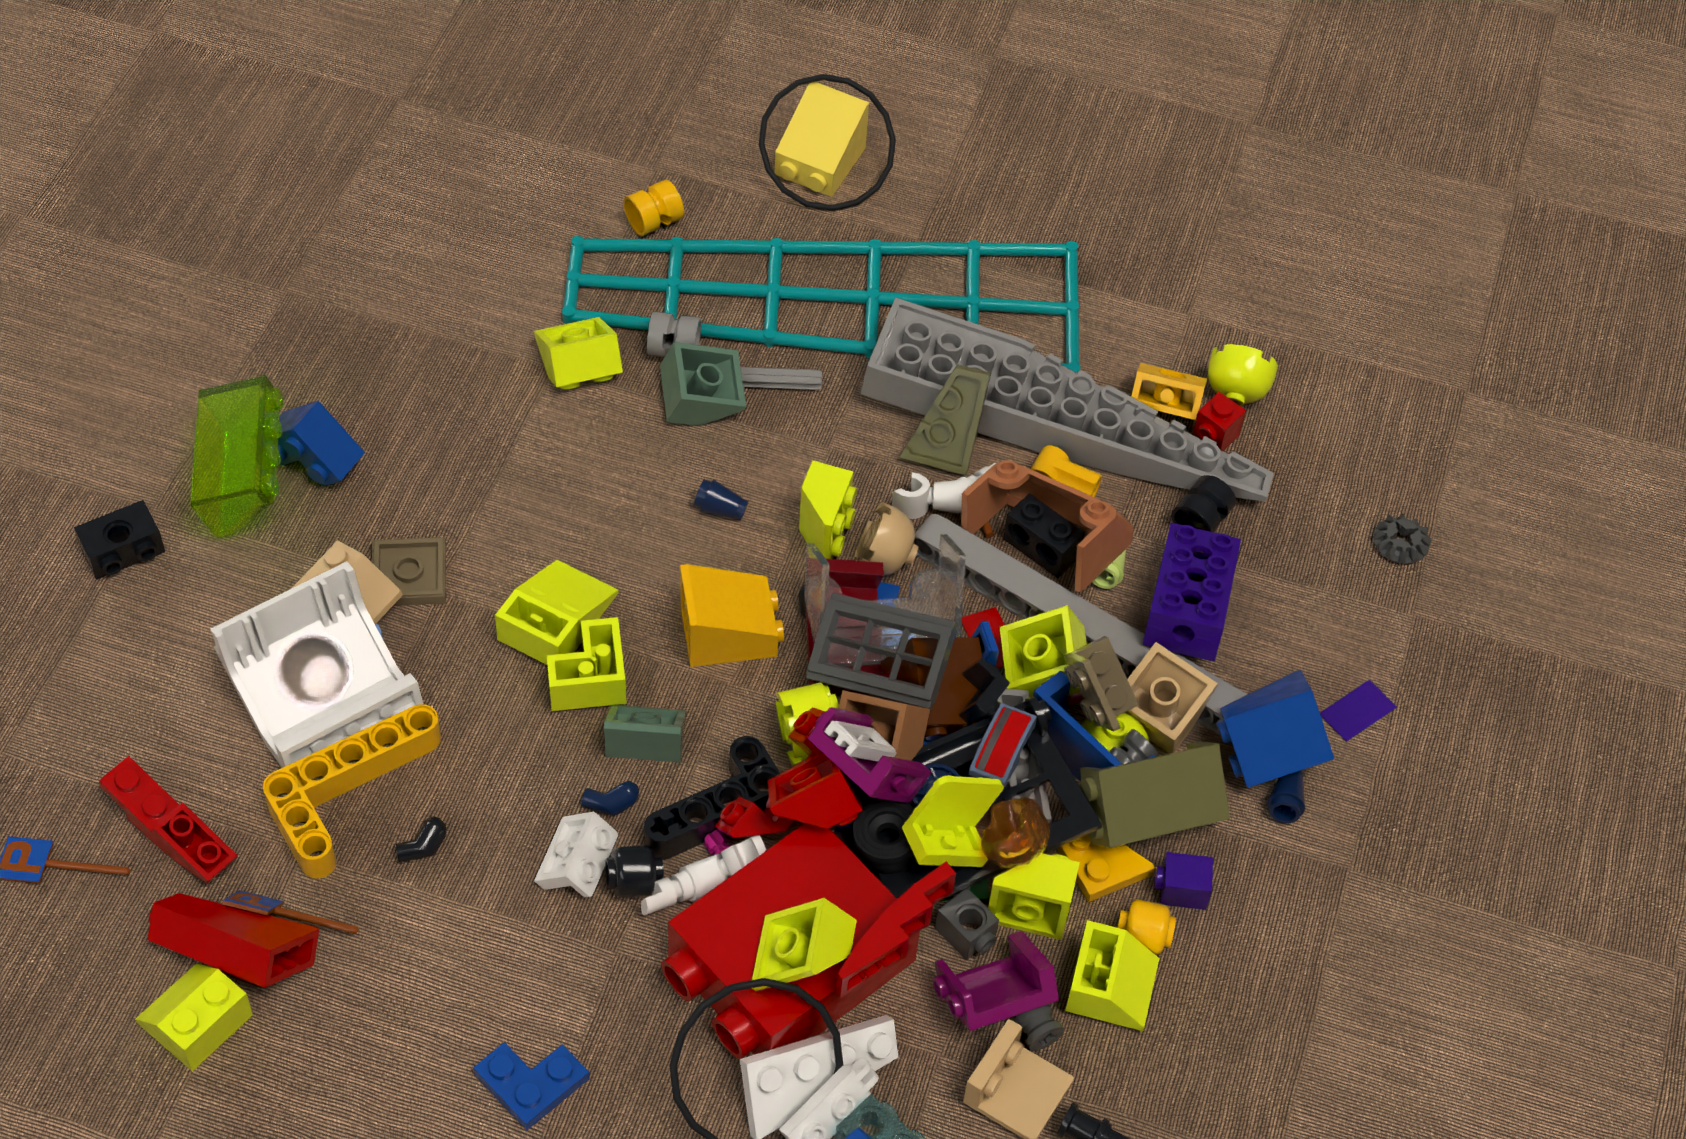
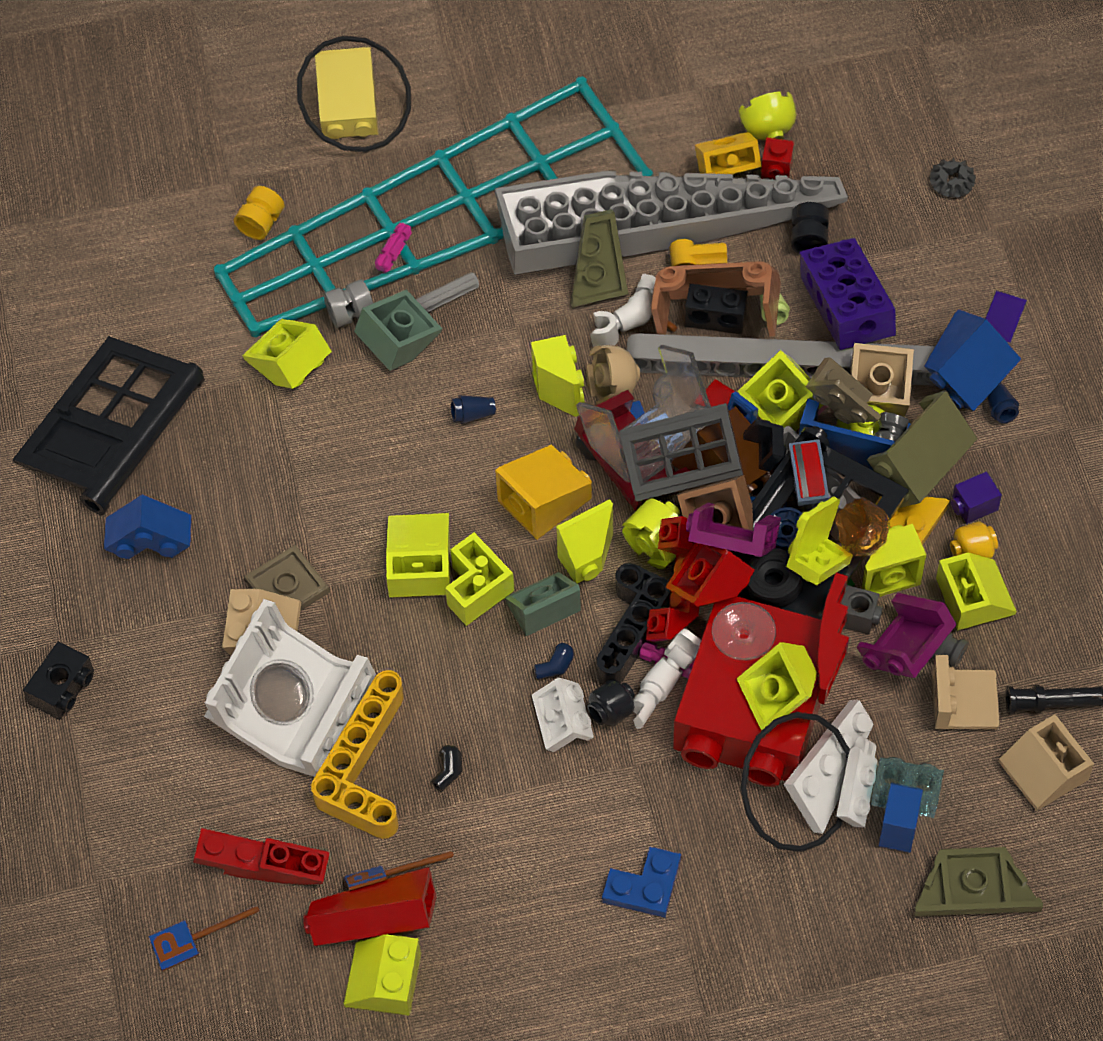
camera: 25 degrees left, 5 degrees up
(236, 453) = (107, 565): clear neon green windscreen -> none
(325, 344) = (97, 450): none -> black door
(731, 692) = (586, 541): none -> neon yellow slope
(758, 305) = (393, 247): none -> dark pink axle
(809, 854) = (743, 619): none -> clear dish
(859, 741) = (730, 522): white tile -> none

